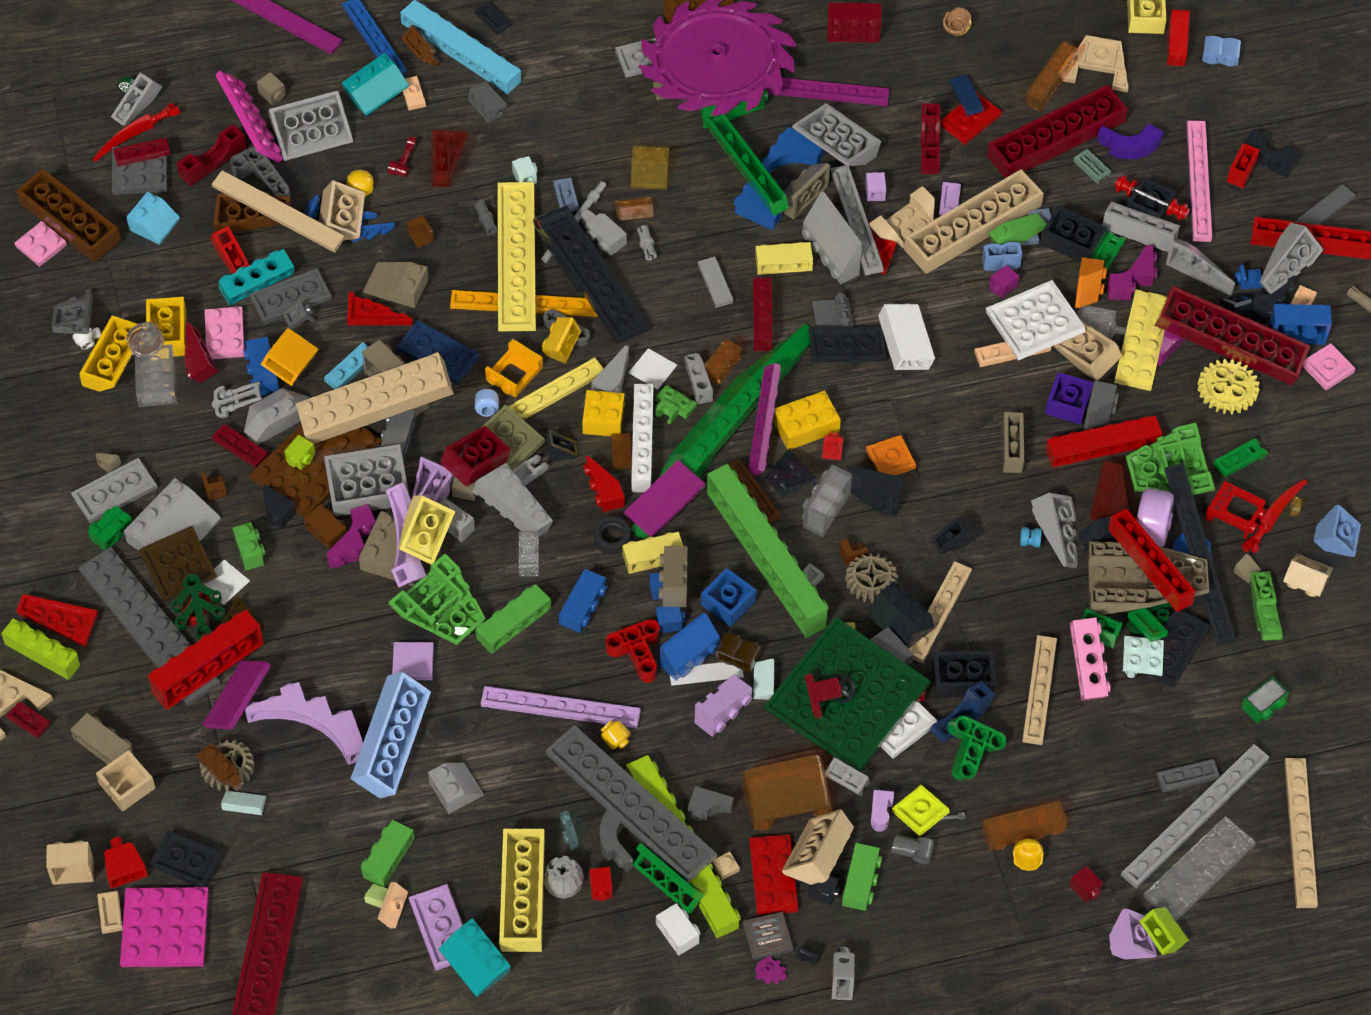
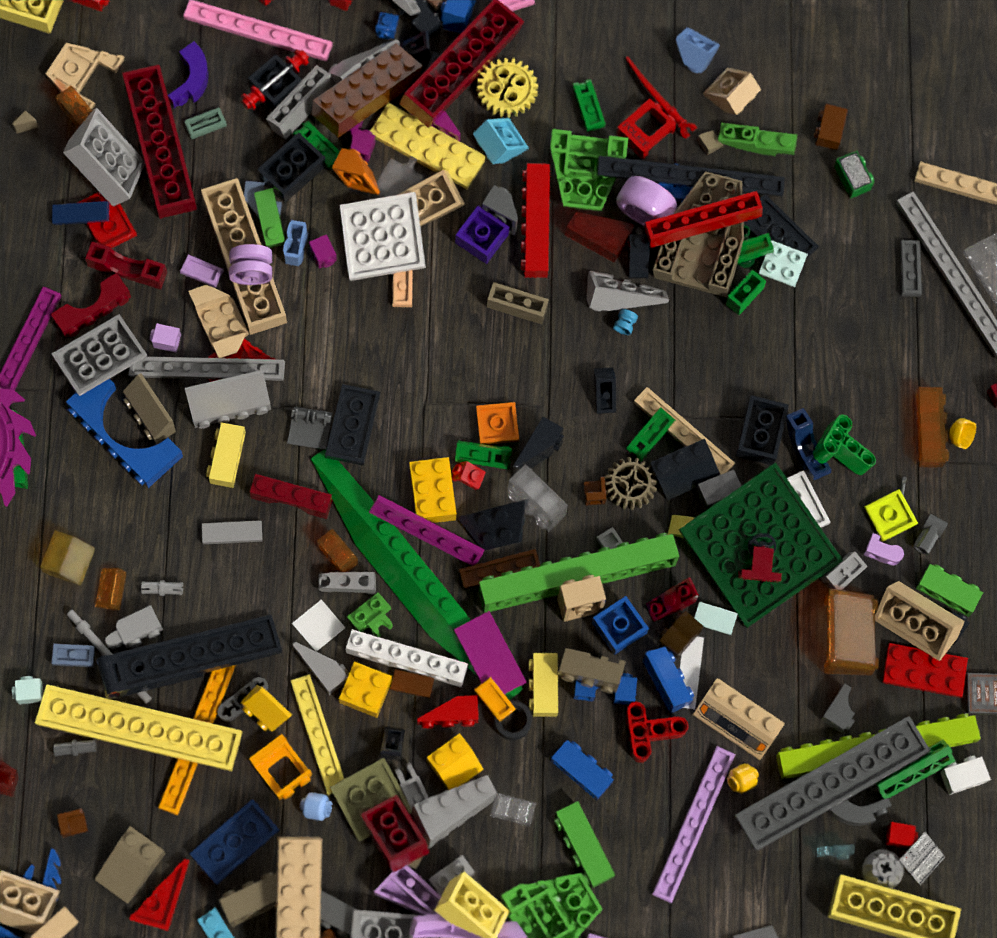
camera: 80 degrees left, 15 degrees up
(560, 497) = (454, 763): none -> yellow slope
(583, 906) = (922, 858): none -> light grey sticker
(624, 511) = (494, 699): none -> light orange tile
(672, 719) = (738, 719): none -> tan slope
(722, 705) = (737, 664): lavender wedge -> none
(725, 865) = (904, 710): tan plate -> none
(741, 551) = (581, 598): none -> tan brick
(748, 164) = (105, 455): green tile -> none
(769, 636) = (673, 600): none -> dark red slope
(855, 448) = (483, 454): none -> green plate
(900, 137) = (72, 319): none -> dark red arch
(906, 337) = (362, 364): white brick -> none
(925, 581) = (651, 434): none -> green plate
(959, 214) = (250, 264): none -> lavender wheel
(1019, 88) = (105, 158): none -> light grey slope
(1034, 34) = (24, 123): none -> dark tan slope
(1039, 690) = (791, 368): tan plate -> none
(1088, 689) = (805, 323): bright pink brick -> none
(1169, 265) = (366, 90): none -> reddish brown brick
(1172, 393) = (500, 140): none -> medium azure slope
(1295, 506) = (656, 76): clear yellow tile -> none
(1307, 669) = (831, 126): none -> reddish brown brick

